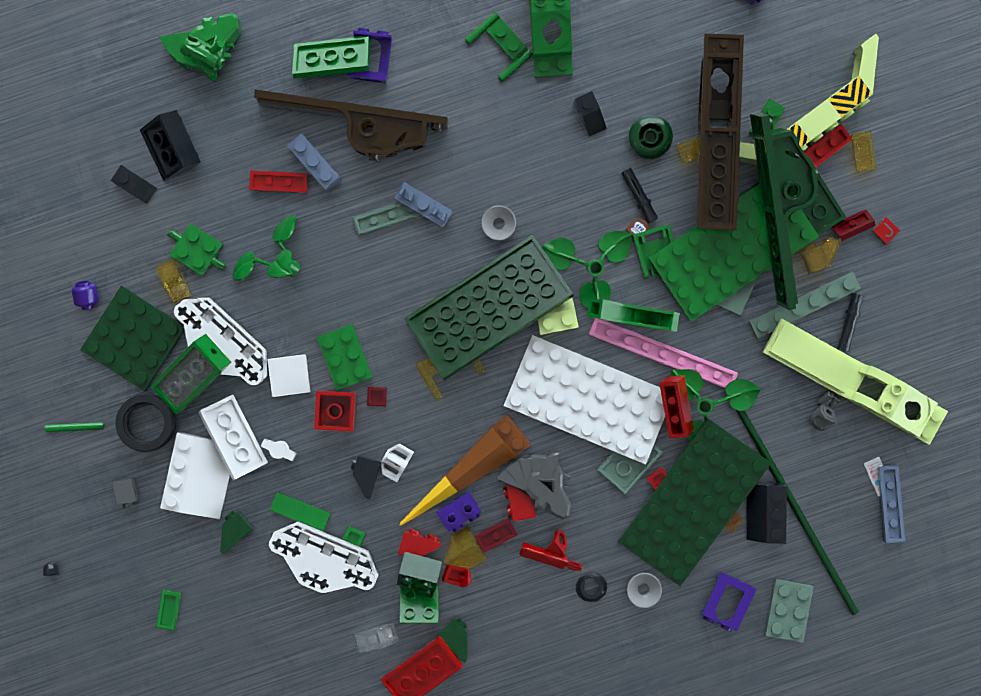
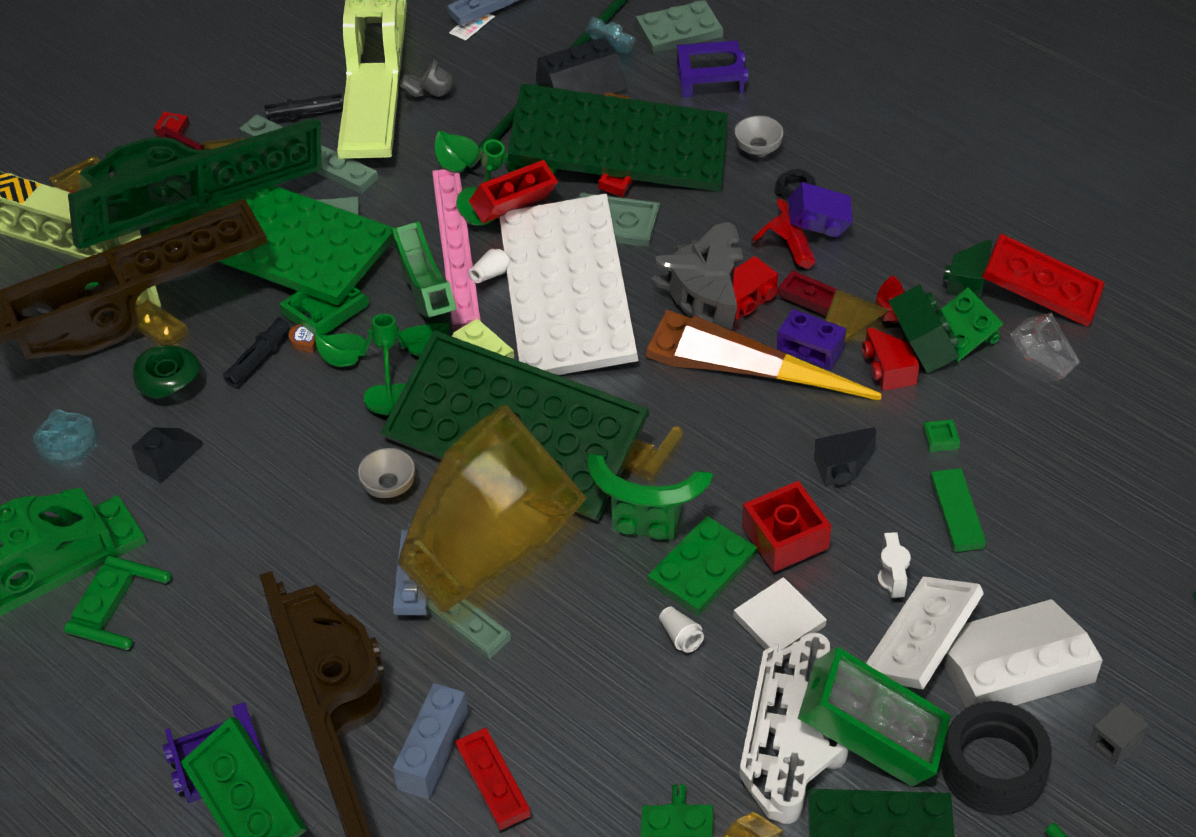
camera: 115 degrees left, 40 degrees down
(234, 530) = (1054, 566): dark green slope -> none
(282, 265) = (621, 662): green plant -> none
(309, 321) = (682, 630): none -> white cone
(322, 562) = (1012, 443): white connector -> none
(376, 396) = (728, 501): dark red tile -> none
(389, 345) = (643, 508): none -> green piece
(395, 461) = (801, 428): white piece -> none
(423, 250) = (485, 509): none -> clear yellow windscreen
(549, 580) = (820, 210): none -> dark purple brick
(627, 361) = (490, 265): none -> white cone
(636, 61) = (64, 438): none -> clear light blue tile
(793, 551) = (613, 32): none -> clear light blue tile

